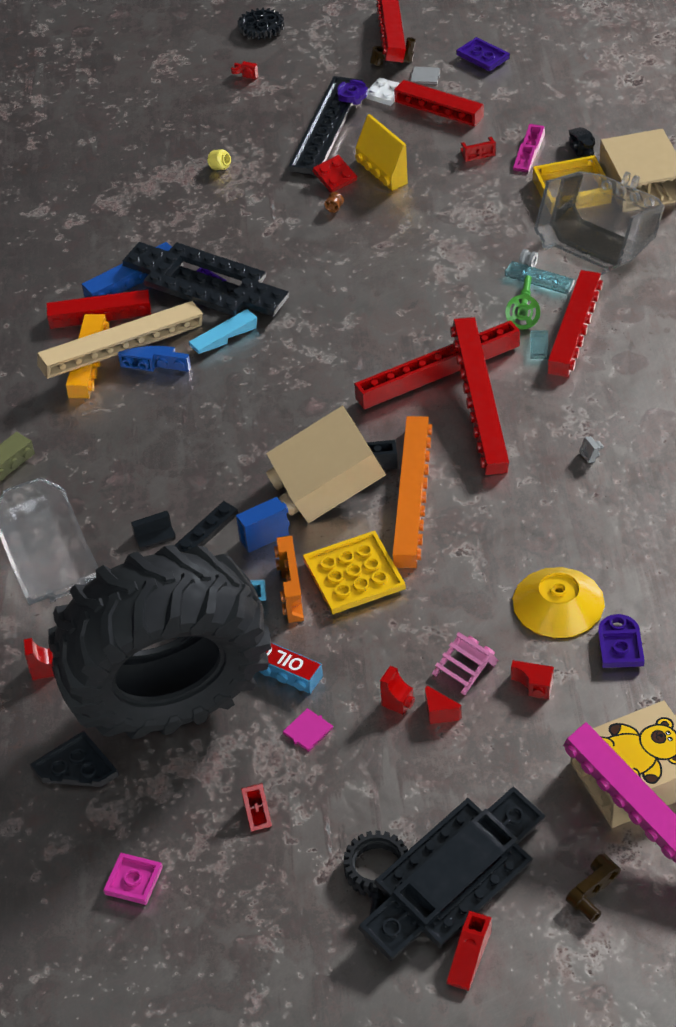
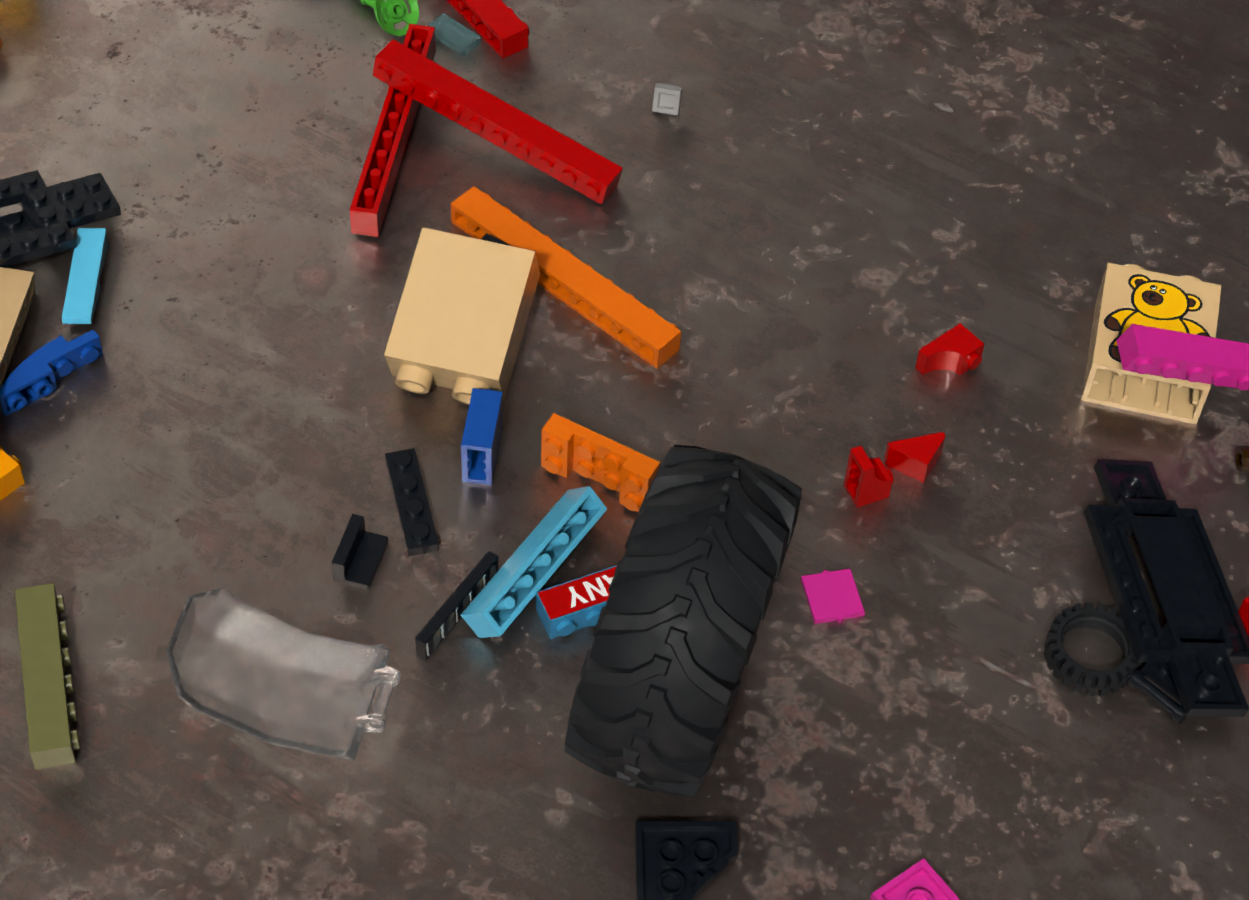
camera: 60 degrees left, 5 degrees up
(38, 660) = (471, 802): red arch -> none
(256, 807) = (919, 713): red slope -> none
(354, 572) = (638, 400): yellow plate -> none
(472, 650) = (874, 373): bright pink plate -> none
(558, 602) = (853, 268): yellow dish -> none
(621, 644) = (963, 255): dark purple plate -> none

